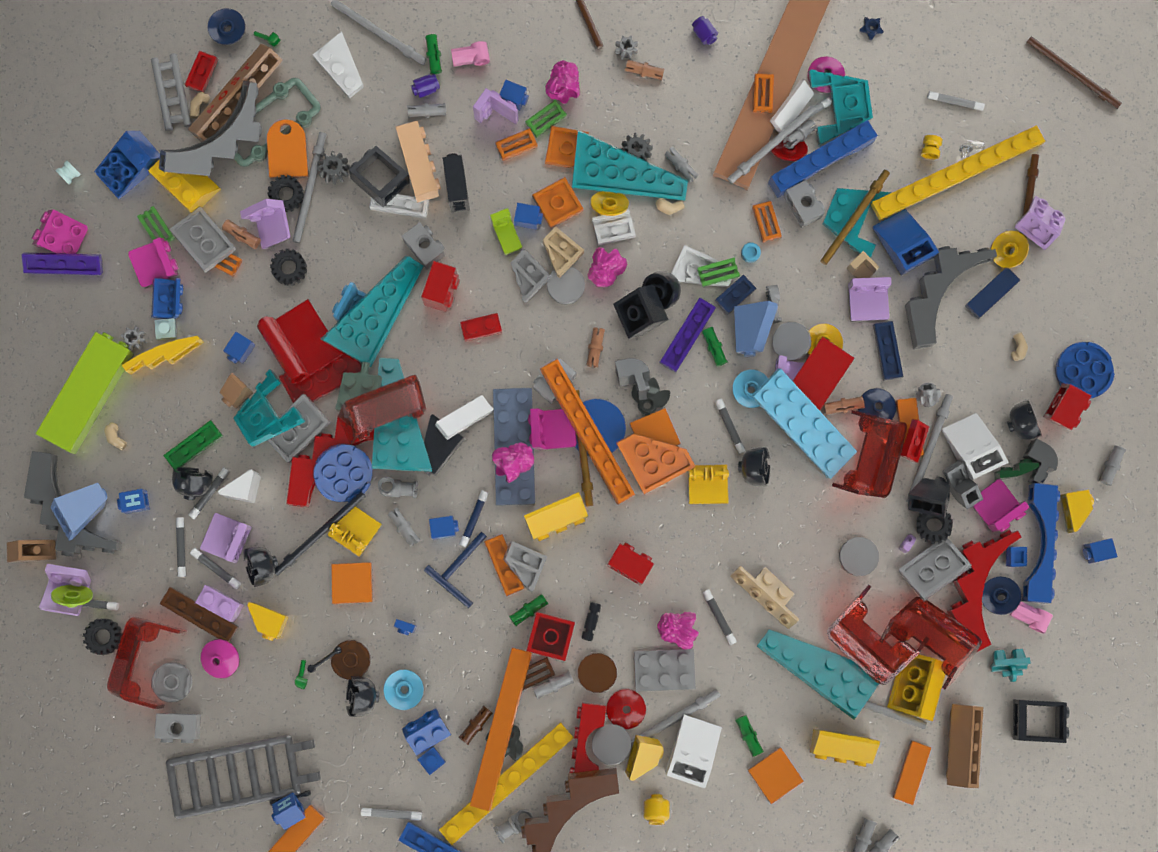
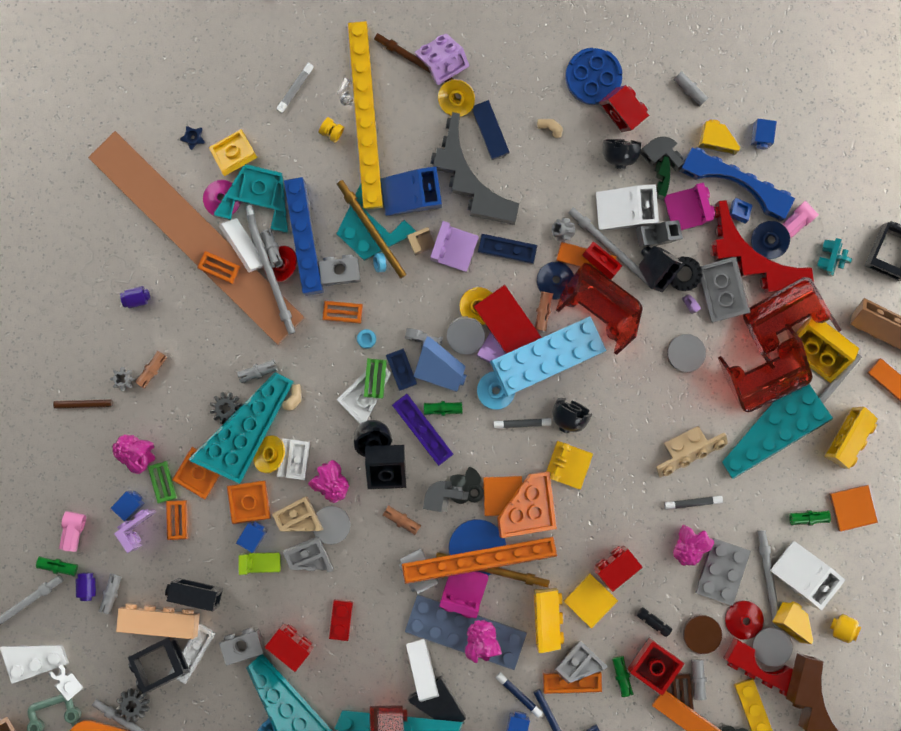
camera: 65 degrees left, 5 degrees up
(329, 103) = (67, 684): none -> white plate
(588, 553) = (590, 600): none -> yellow tile
(827, 237) = (379, 262): none -> medium azure tile
(873, 66) = (232, 152): none -> yellow plate

